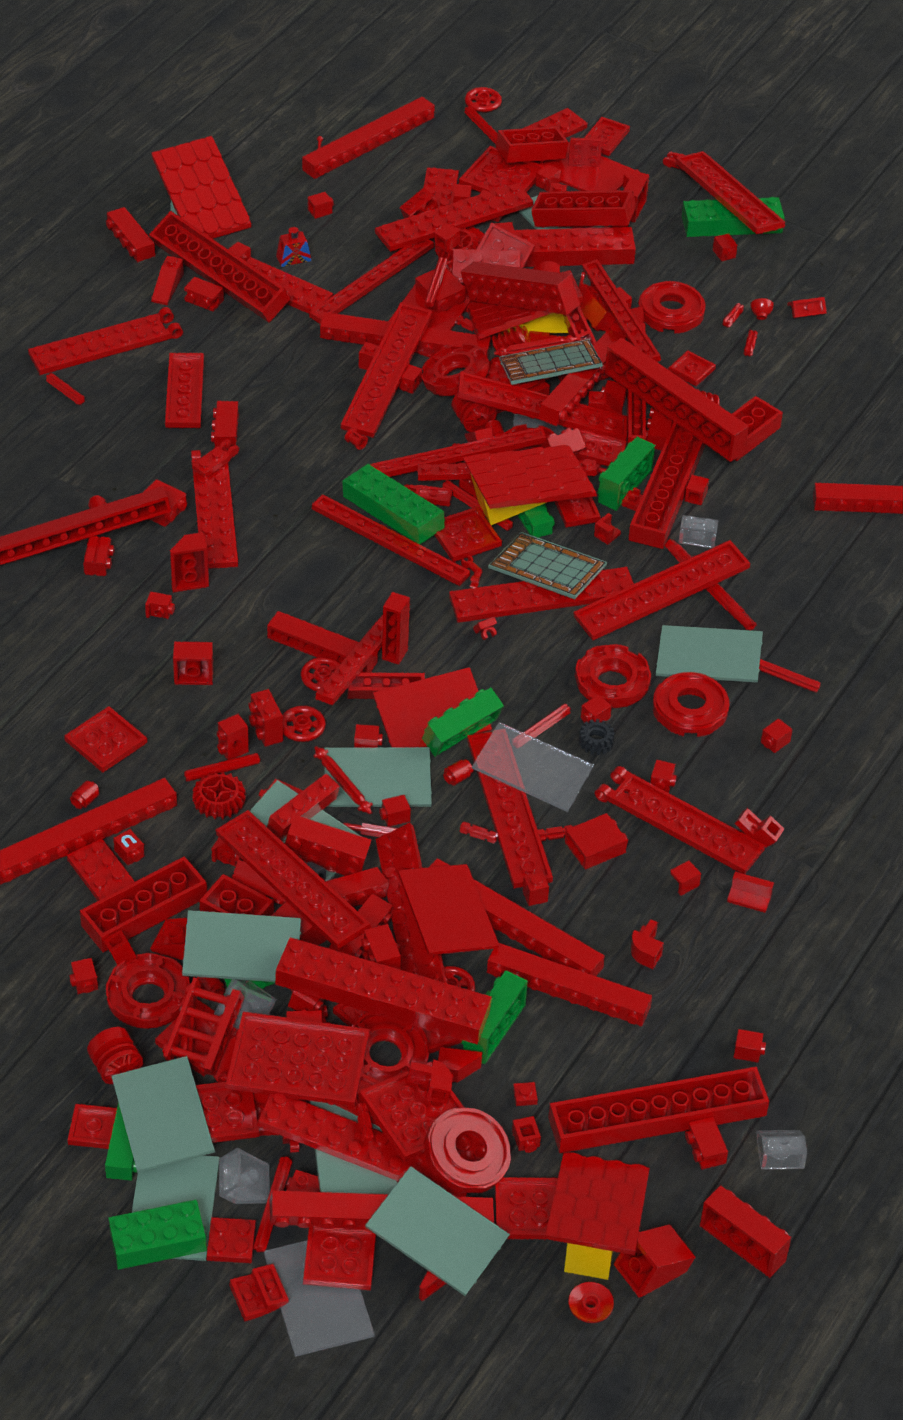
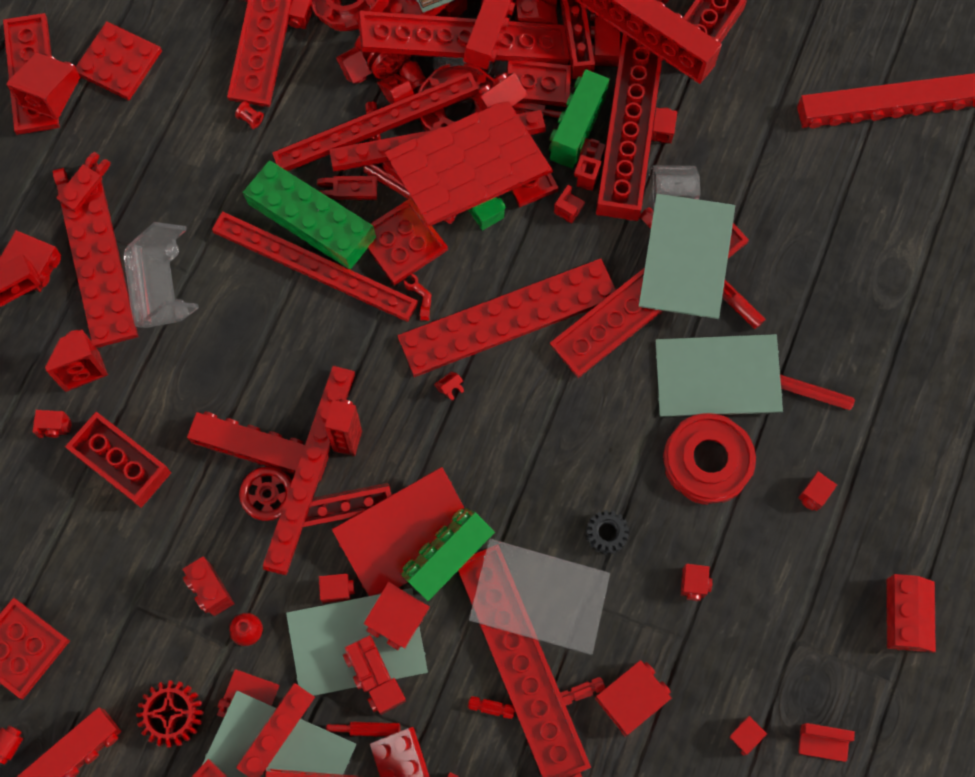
camera: 10 degrees left, 25 degrees up
(193, 663) = (105, 514): red brick -> none
(196, 394) = (44, 84): none -> red slope
(203, 623) = (118, 459): none -> red brick
(225, 423) = (88, 121): red brick -> none
(225, 766) = (166, 664): red axle -> none
(232, 737) = (171, 626): red brick -> none
(255, 522) = (150, 277): none -> clear windscreen
(256, 392) = (118, 60): none -> red plate
(289, 755) = (245, 629): none -> red brick
(303, 723) = (238, 590): red plate -> none
(343, 780) = (320, 666): red wheel -> none
(382, 782) = (367, 664): none -> red brick
(414, 756) = (396, 616): none -> red brick
(448, 417) = (353, 65): none -> red brick
(457, 772) = (452, 620): red brick -> none
(547, 565) = (508, 275): piece -> none
(548, 721) = (543, 519): axle -> none
(596, 709) = (600, 494): red brick -> none
(617, 659) = (620, 407): red piece -> none
(626, 508) = (587, 172): none -> red brick
(681, 820) = (730, 645): red hinge -> none
(697, 567) = (687, 256): none -> sand green piece
(763, 831) = (823, 647): red brick -> none
(840, 823) = (910, 613): none -> red slope

